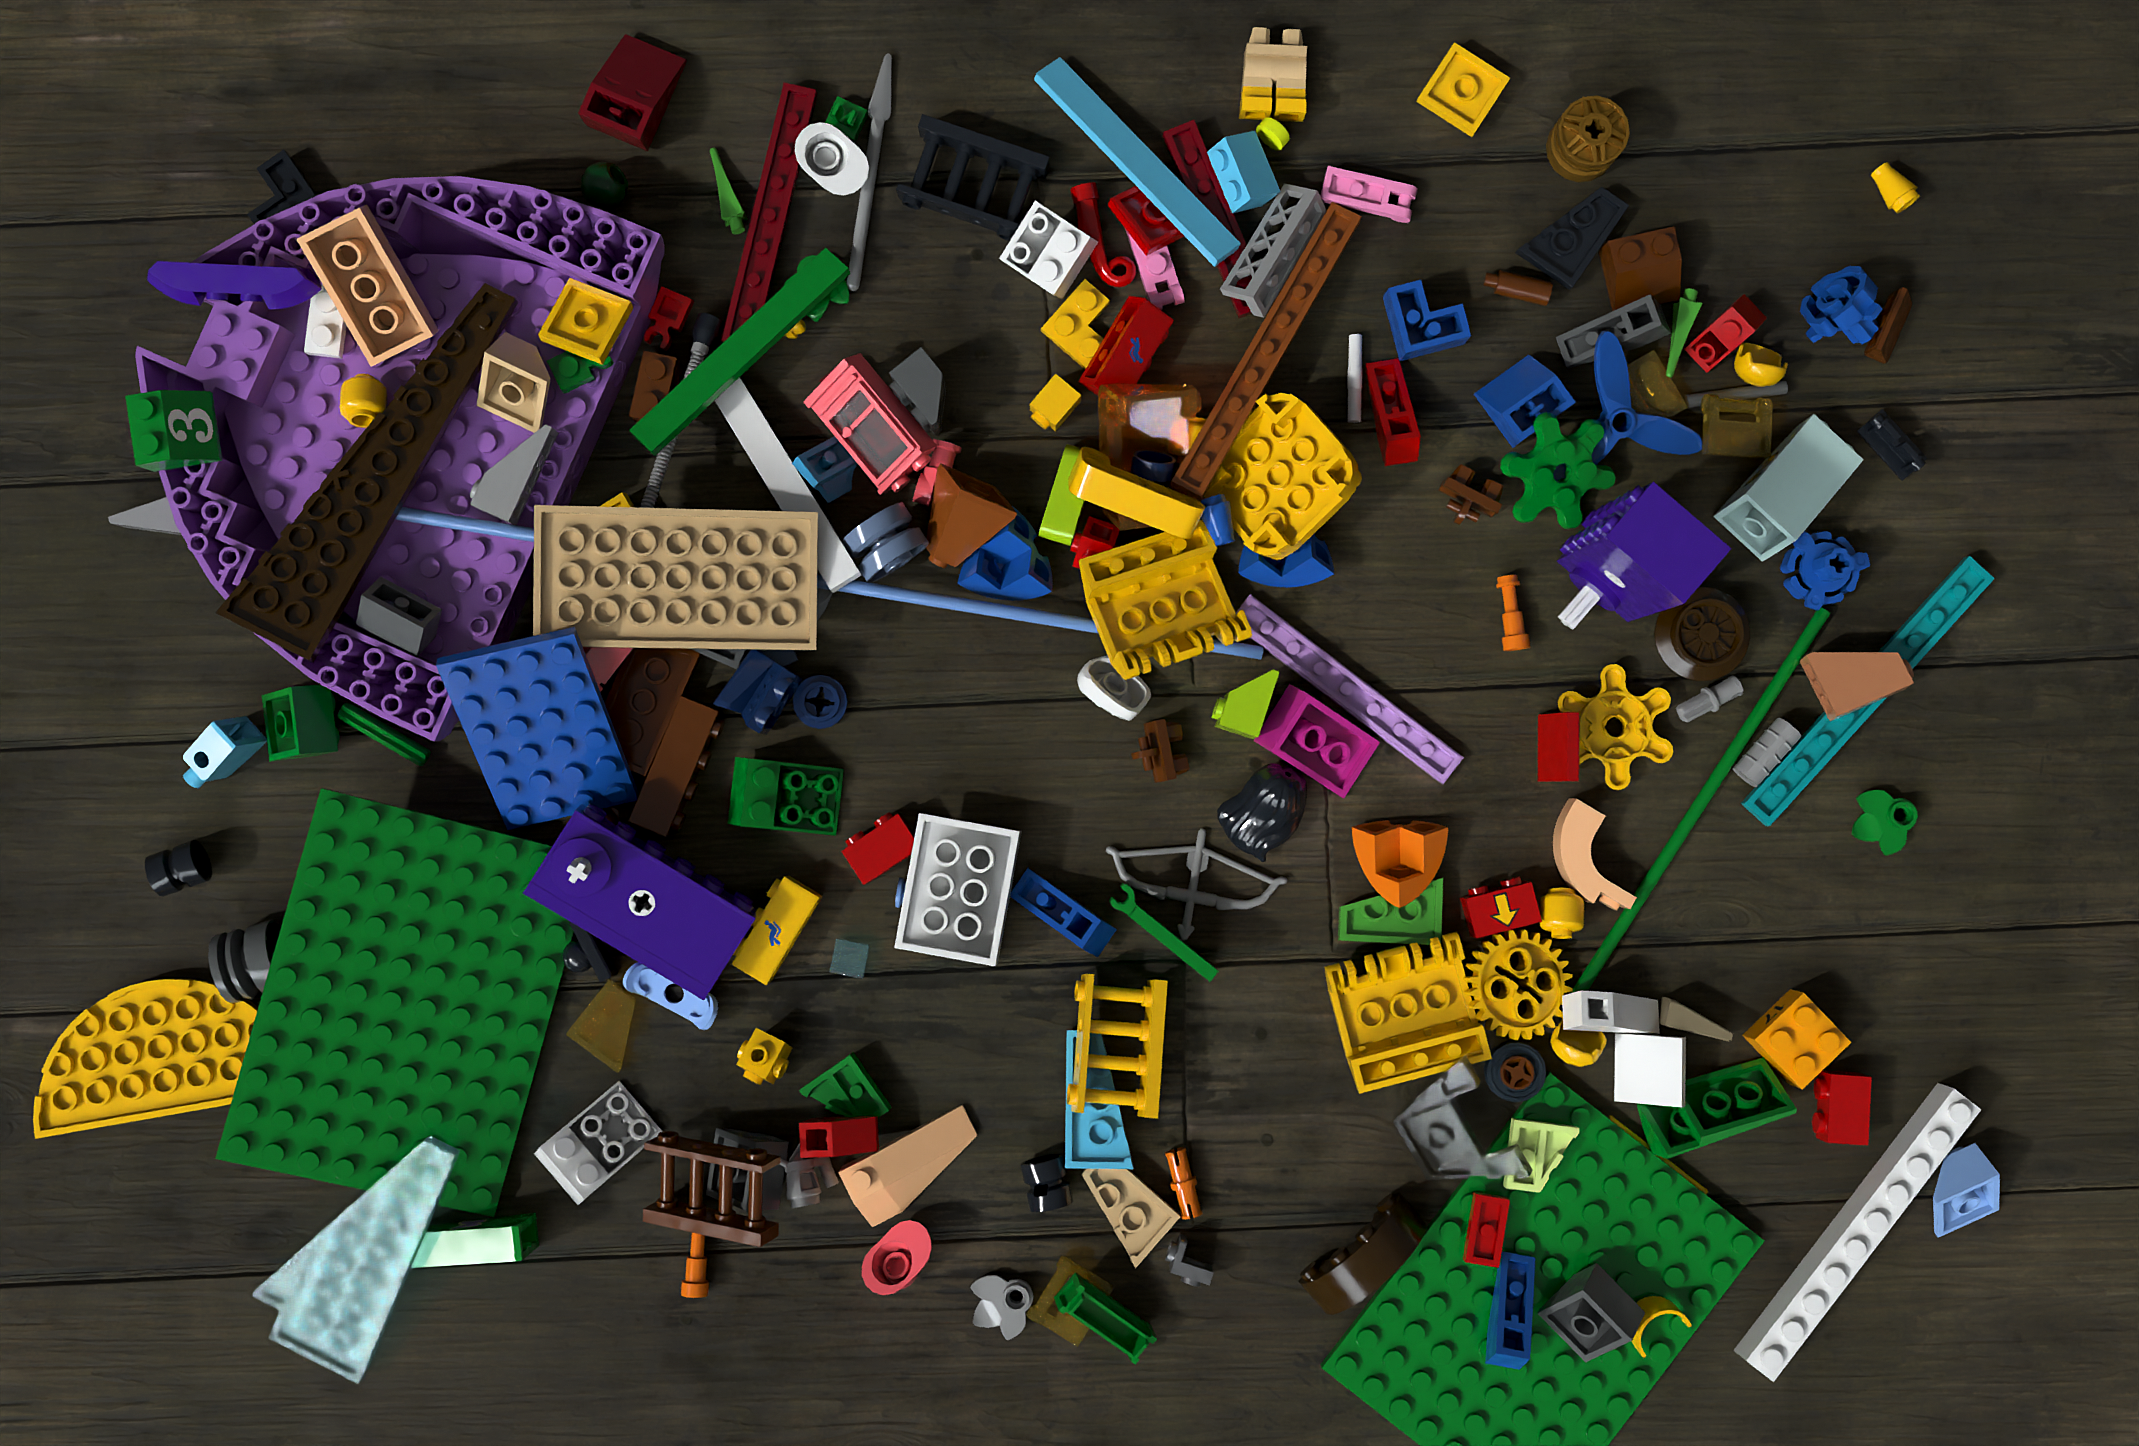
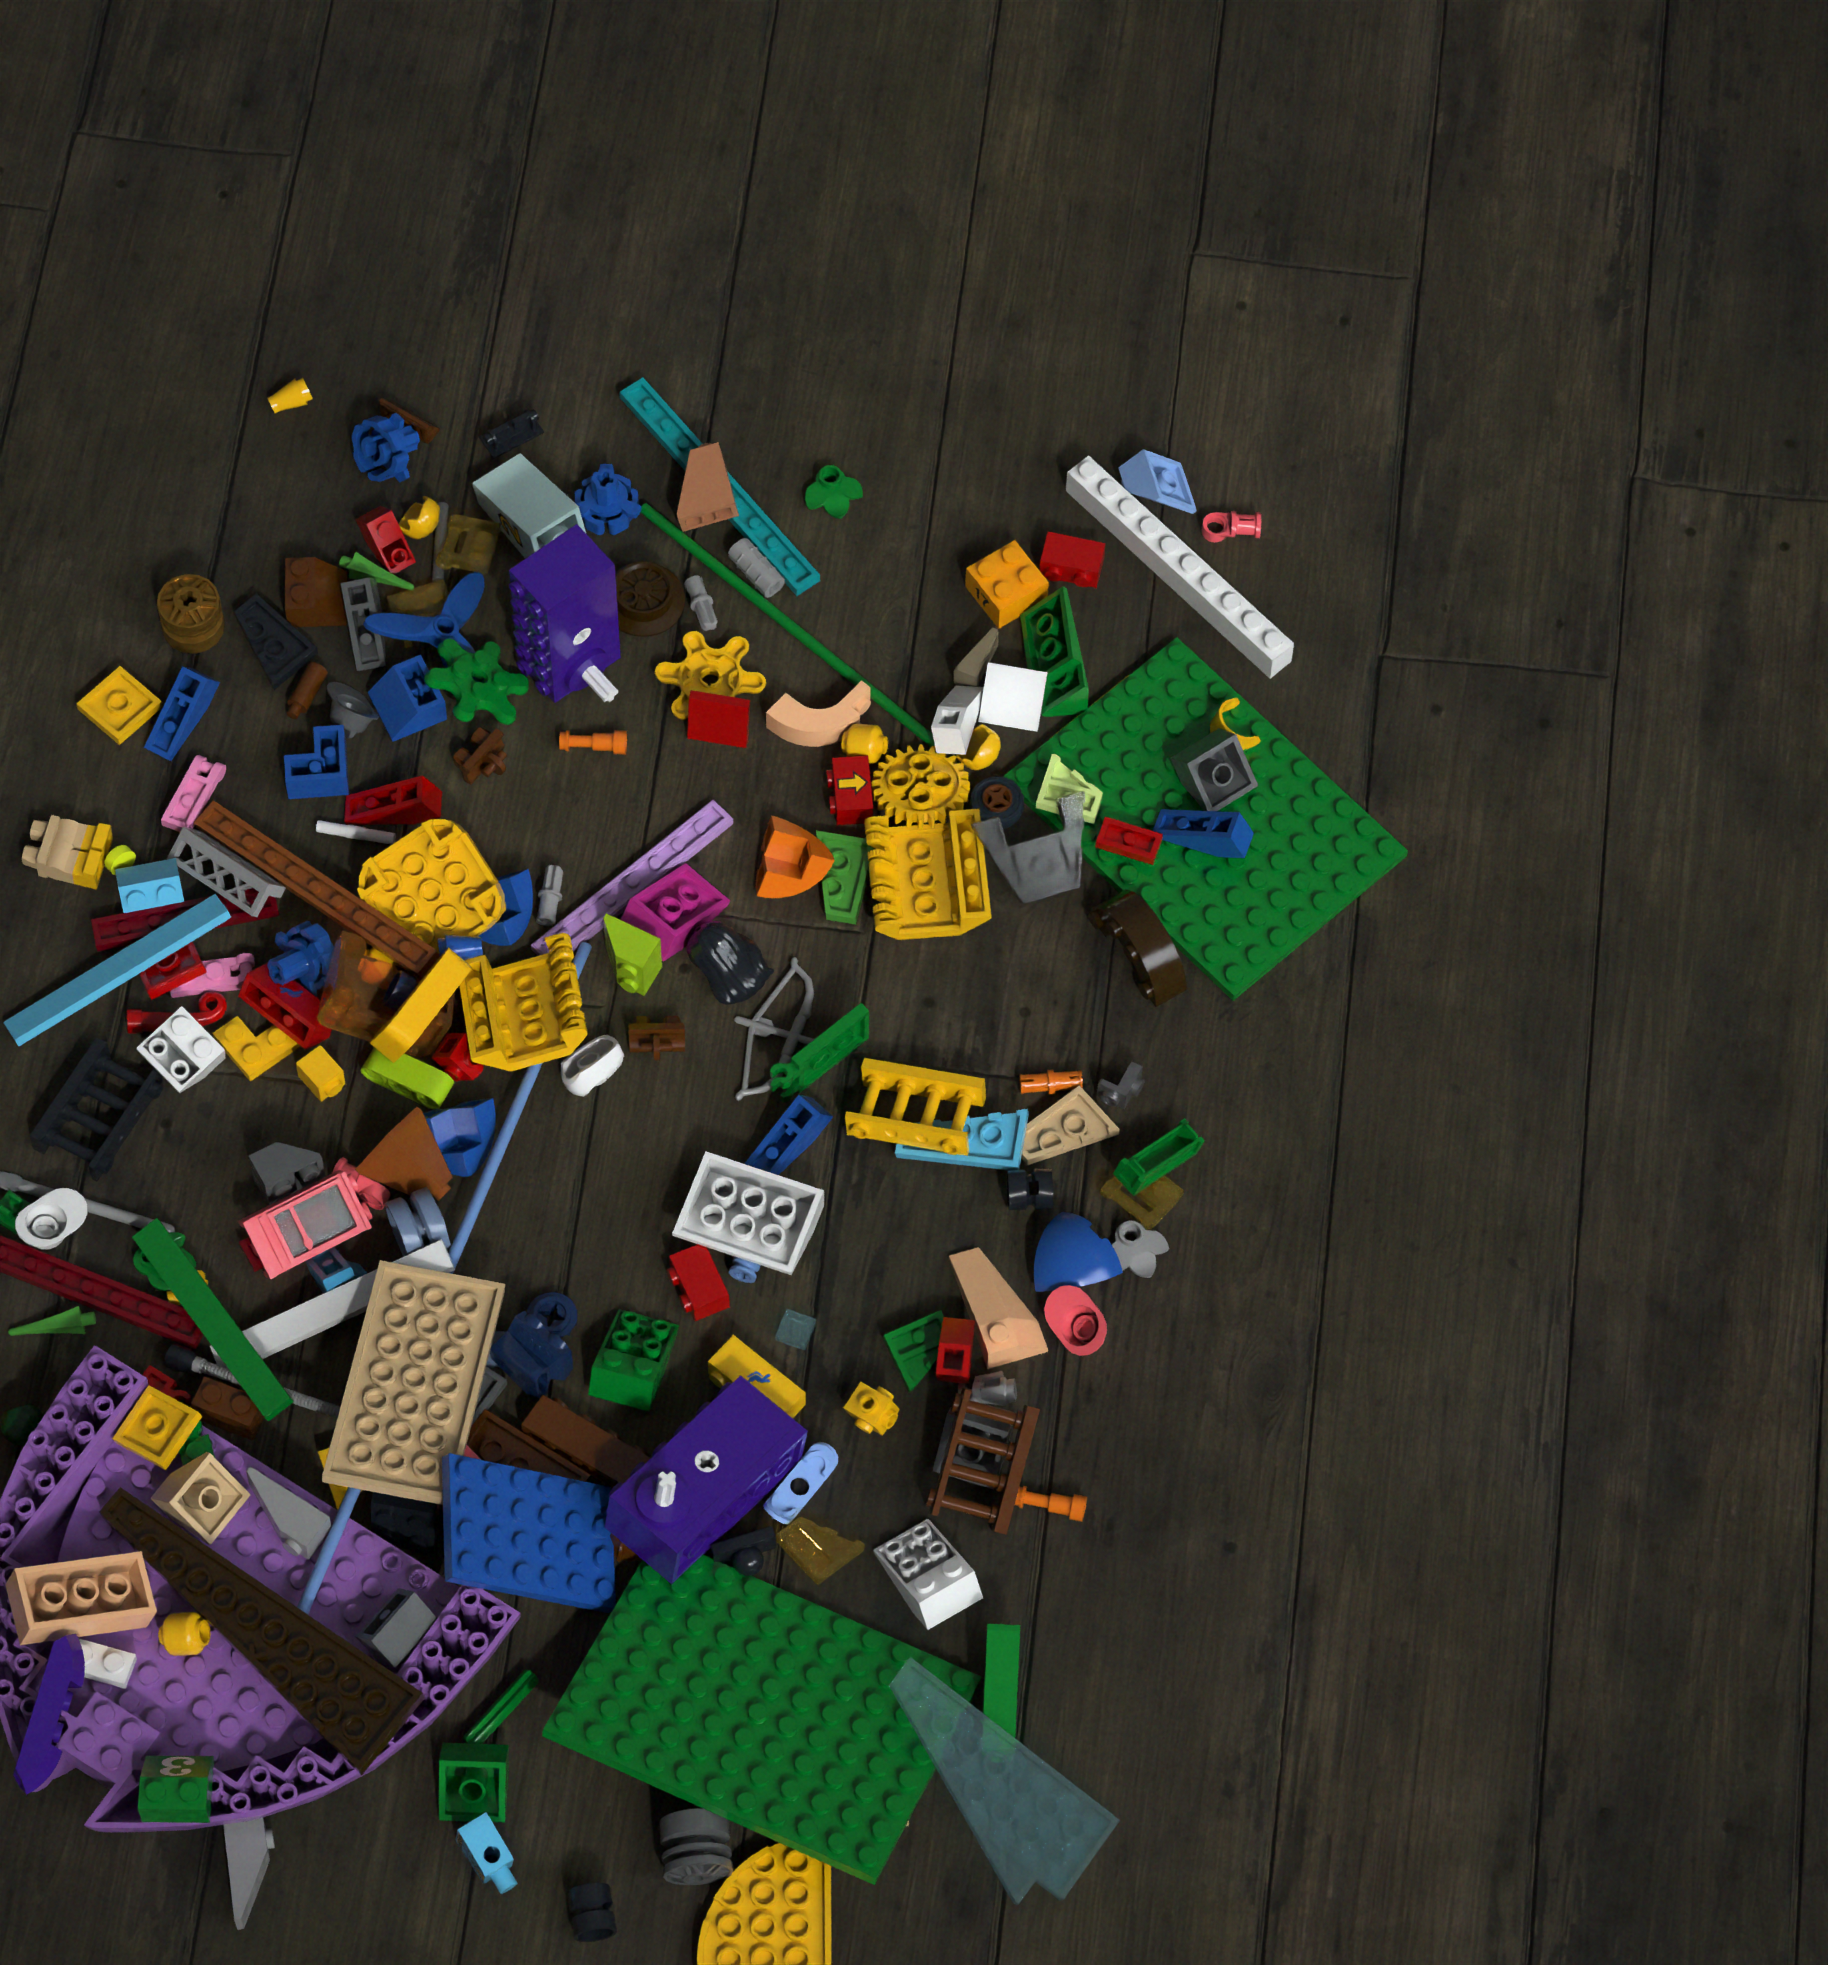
camera: 85 degrees left, 25 degrees down
(973, 1242) = (1073, 1255): none -> blue brick
(1179, 358) = (306, 951): none -> blue piece
(1313, 603) = (550, 895): none -> light grey axle
(1466, 158) = (181, 712): none -> blue slope
(1503, 339) = (349, 709): none -> dark grey piece
(1924, 1283) = (1232, 524): none -> coral connector

